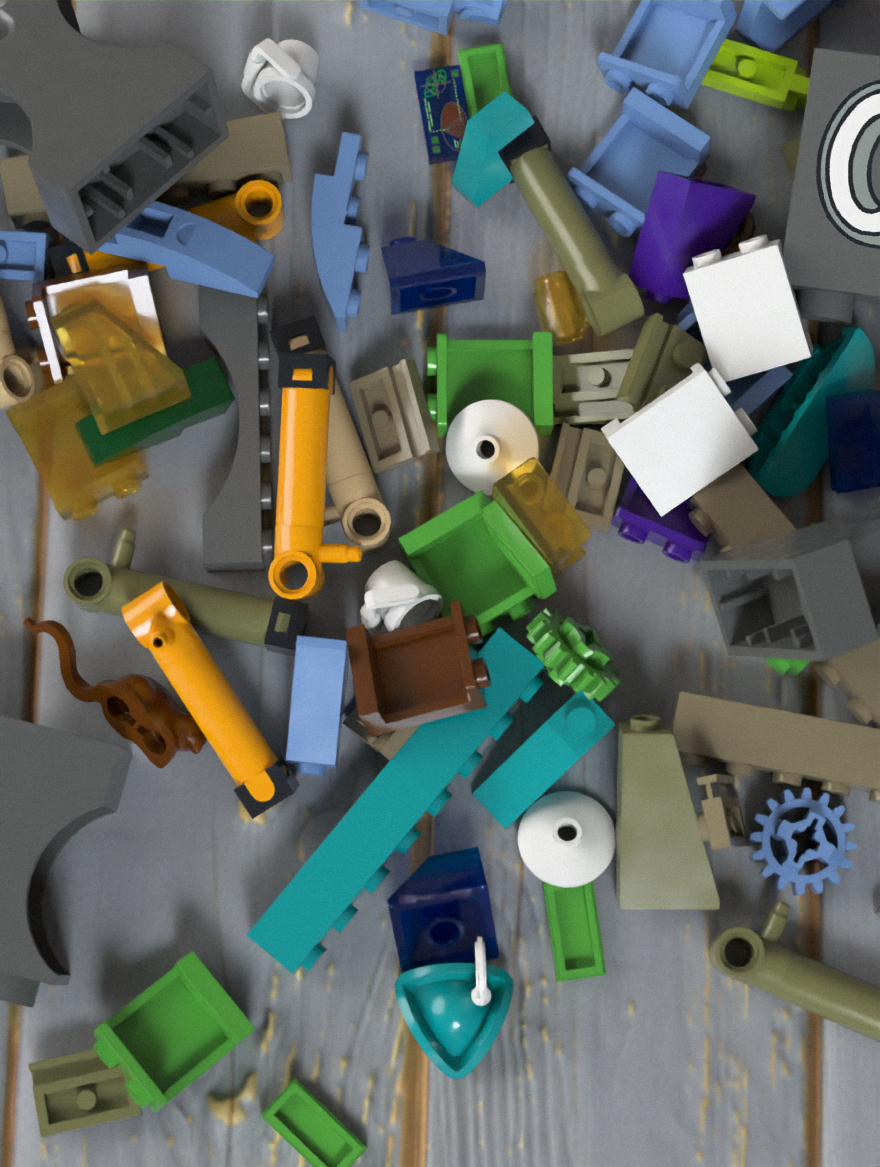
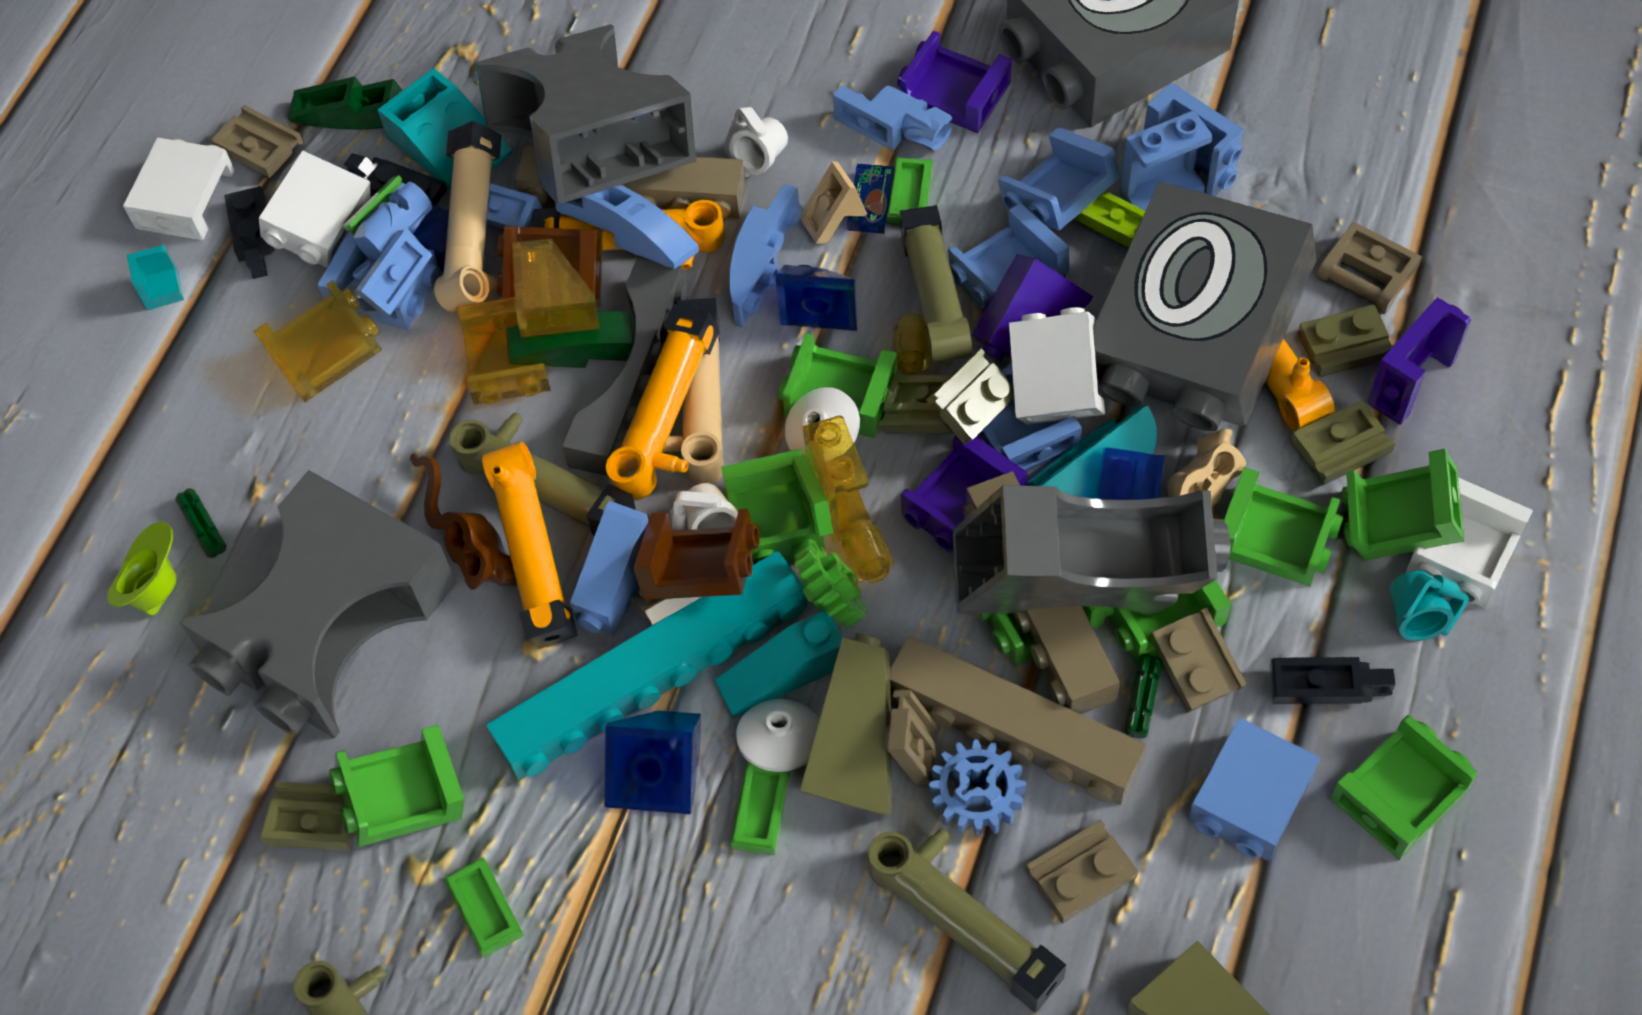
camera: 25 degrees right, 20 degrees down
(394, 416) = (752, 386): dark tan plate -> none
(406, 146) = (830, 203): none -> tan slope
(455, 1010) = (636, 837): teal hat -> none
(479, 166) = (884, 231): teal slope -> none
(587, 474) = (892, 465): dark tan plate -> none
(593, 591) = (866, 551): none -> clear yellow brick
(683, 439) = (971, 442): white panel -> none

